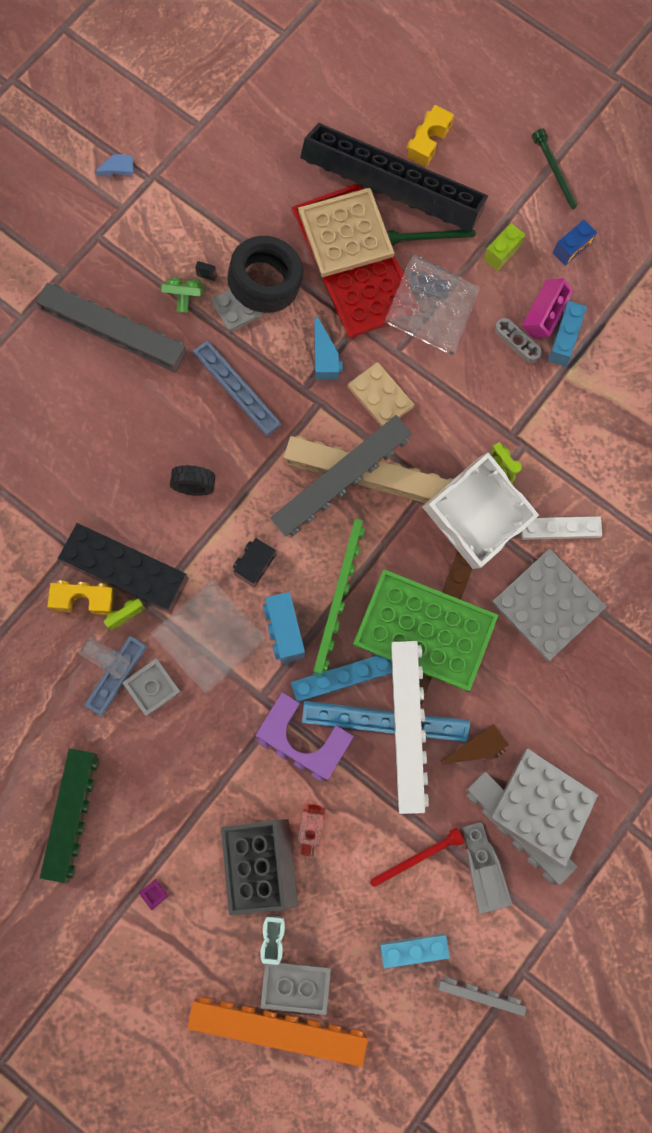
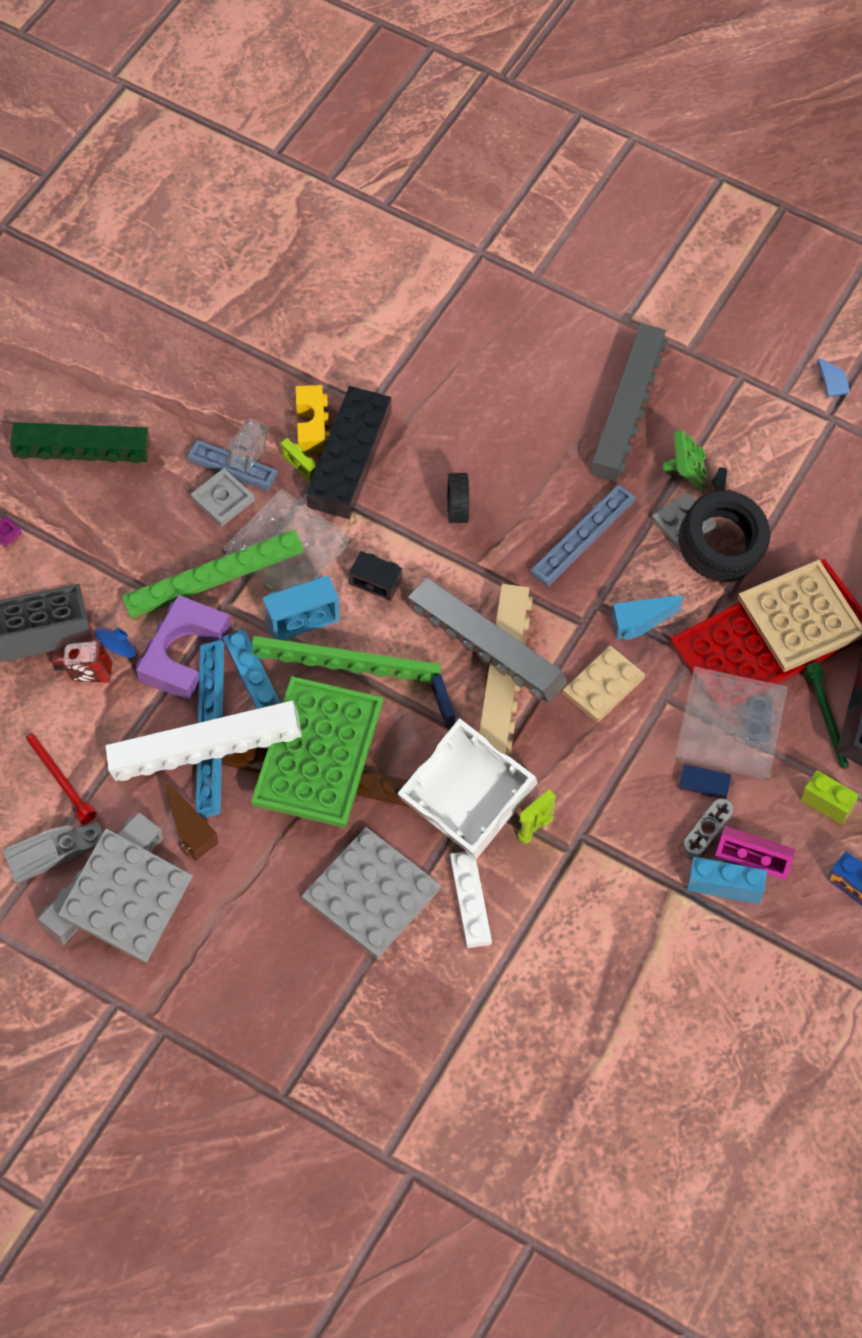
camera: 85 degrees right, 15 degrees down
(233, 703) = (213, 573): none -> bright green plate
(294, 797) = (116, 641): none -> blue dish
(384, 522) = (443, 701): none -> dark blue tile
(476, 335) = (705, 781): none -> dark blue tile

